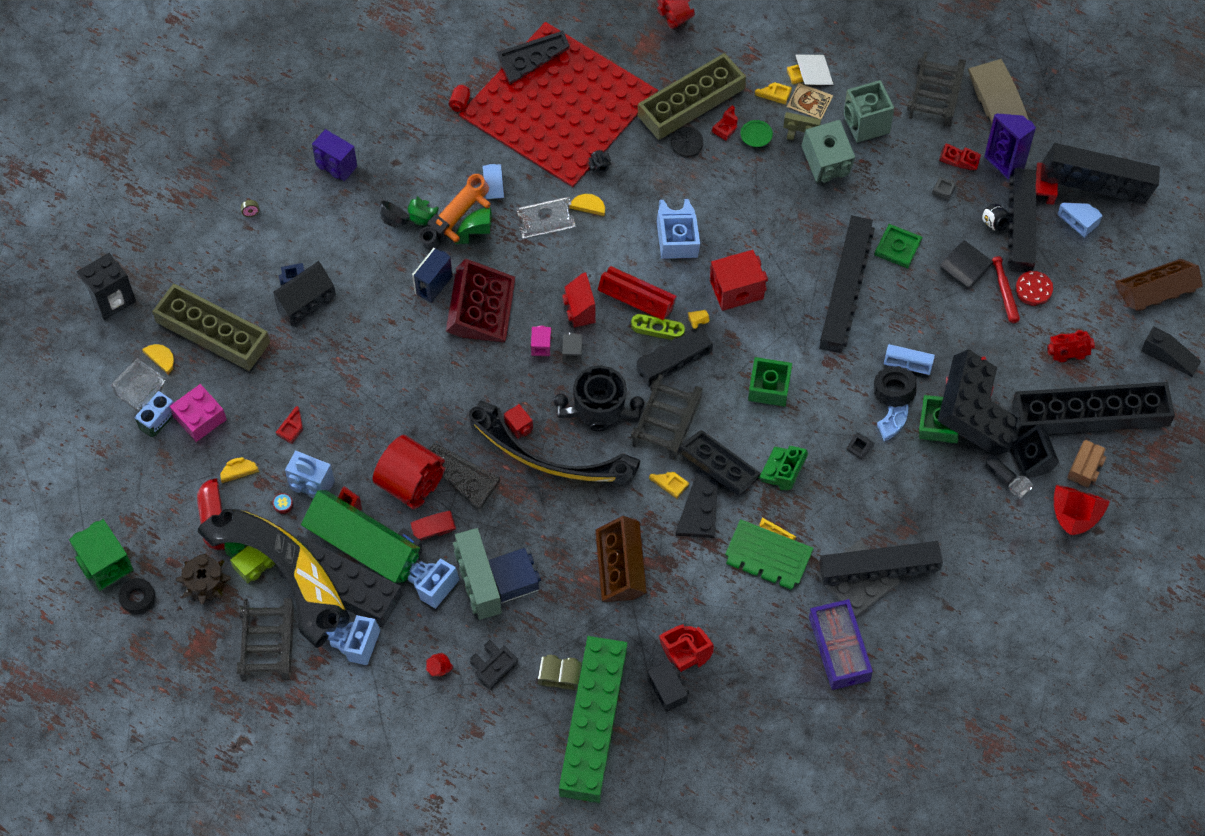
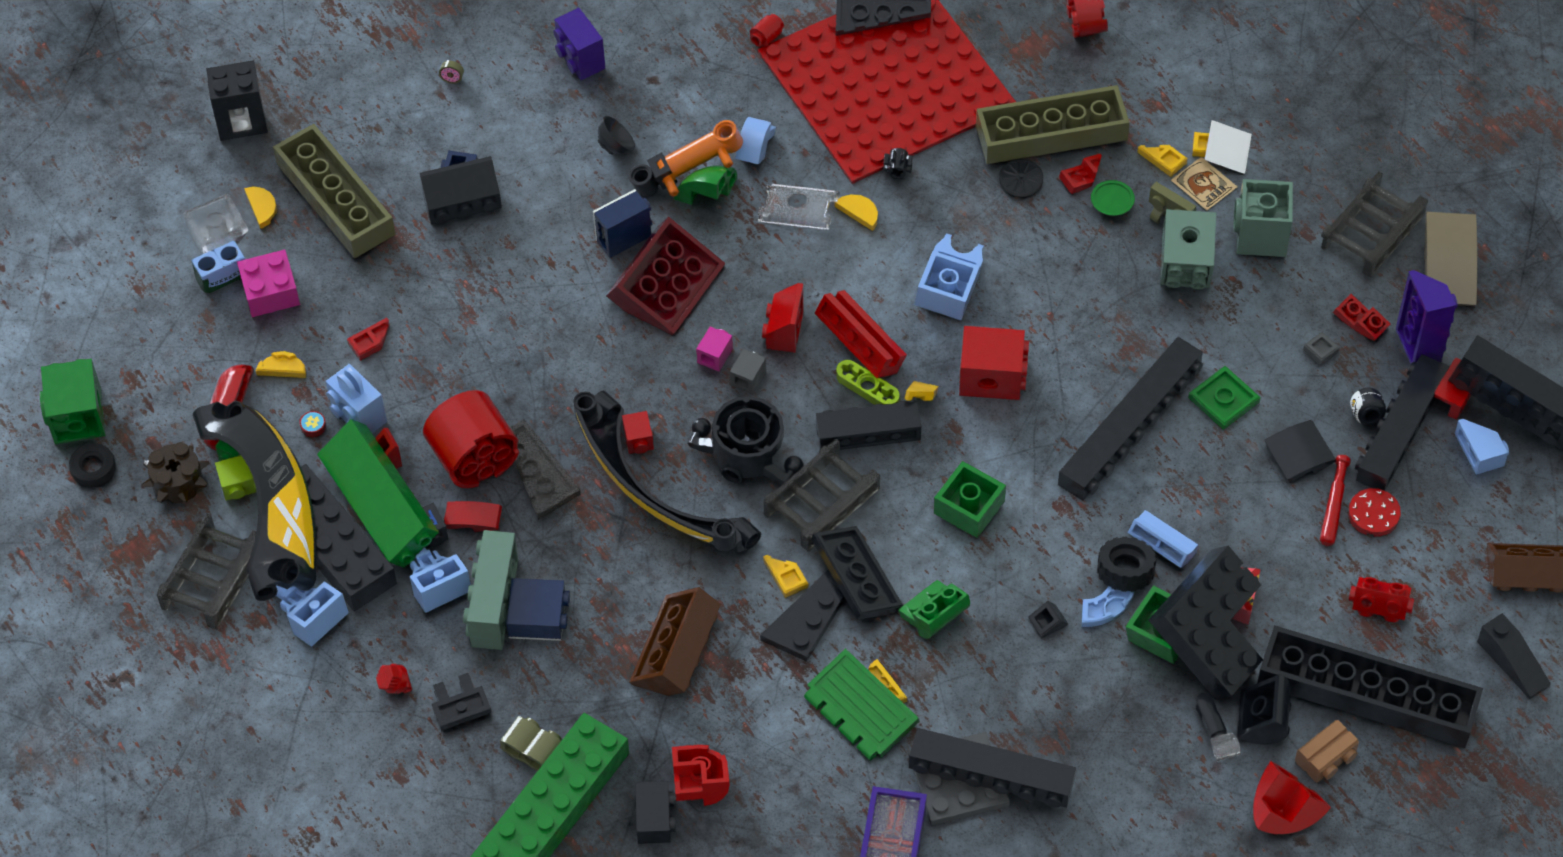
camera: 25 degrees right, 5 degrees down
(419, 212) = (647, 146): green hat -> none

